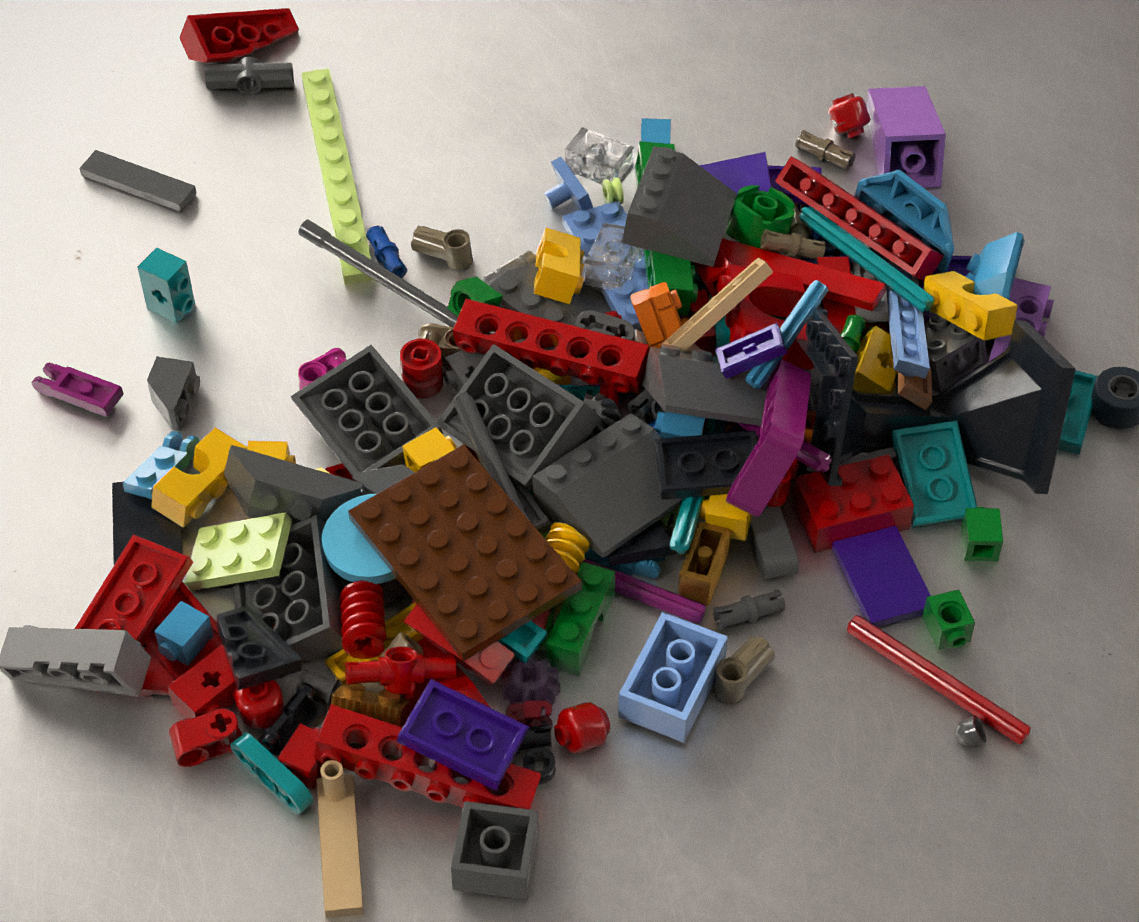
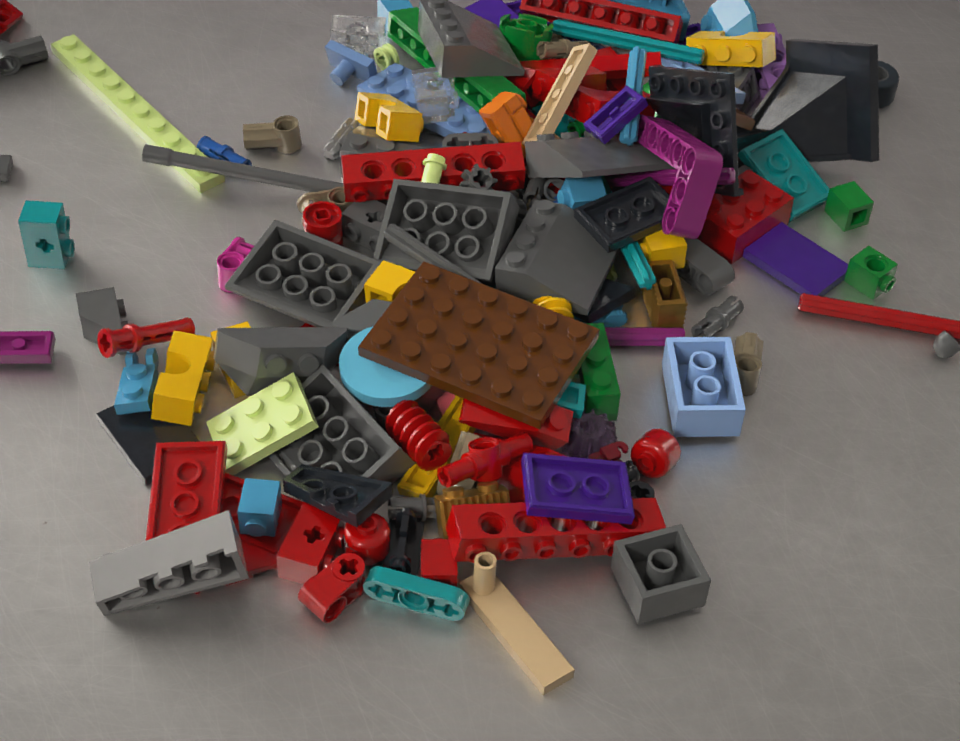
camera: 30 degrees left, 5 degrees down
(179, 420) = (133, 338): none -> red pin
(474, 290) = (322, 165): green brick -> none
(538, 349) = (433, 169): none -> yellowish green pin
(570, 370) = (481, 177): none -> dark grey gear

